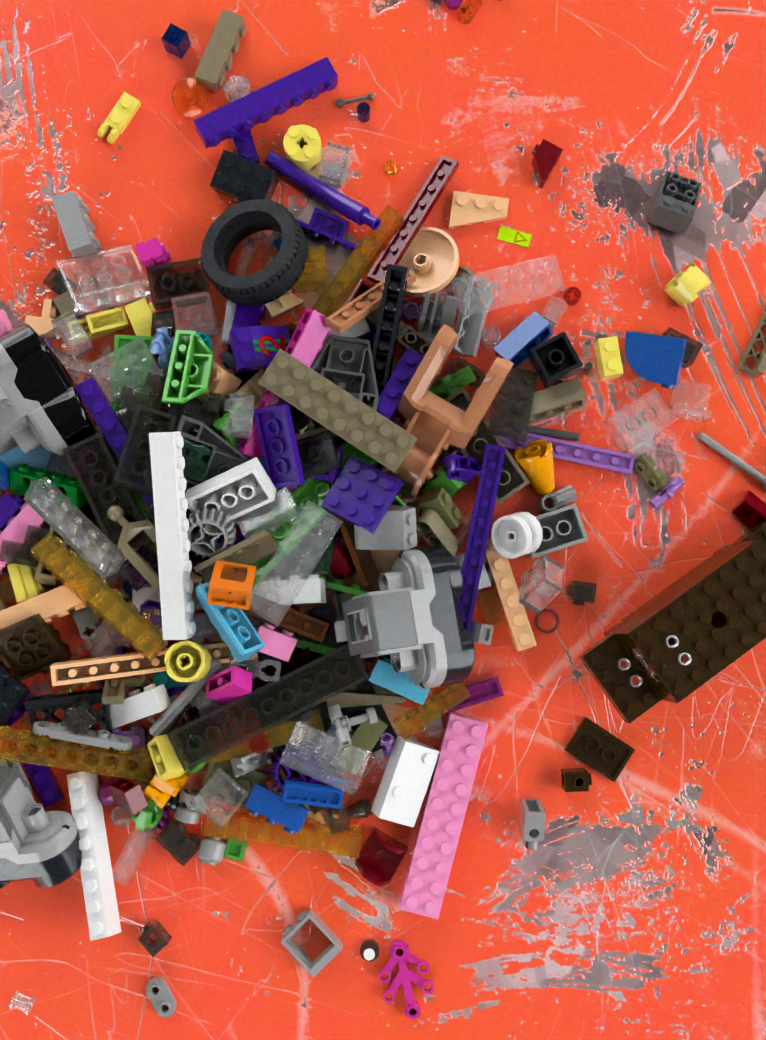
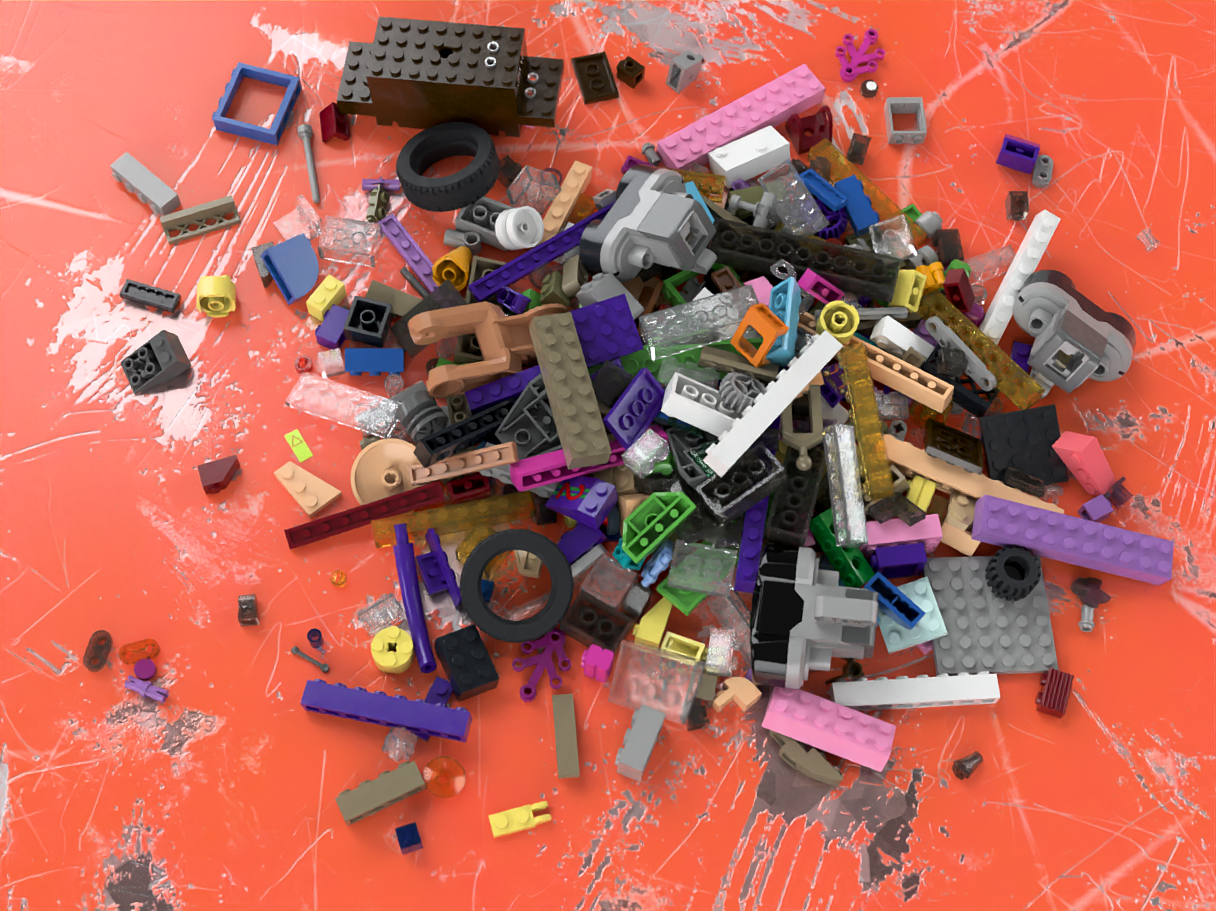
camera: 140 degrees left, 20 degrees down
(135, 193) = (565, 736): none -> dark tan slope
(192, 996) = (1018, 154): none -> dark purple slope
(196, 233) = (542, 660): none -> magenta plant
(325, 873) = (858, 148): none -> clear smoke brick
(426, 91) = (248, 610): none -> clear smoke leg
(487, 714) = (650, 153): none -> light grey pin
(579, 336) = (331, 332): none -> dark purple brick
(661, 543) = (456, 189): none -> black tyre
(735, 247) = (150, 296): none -> plate

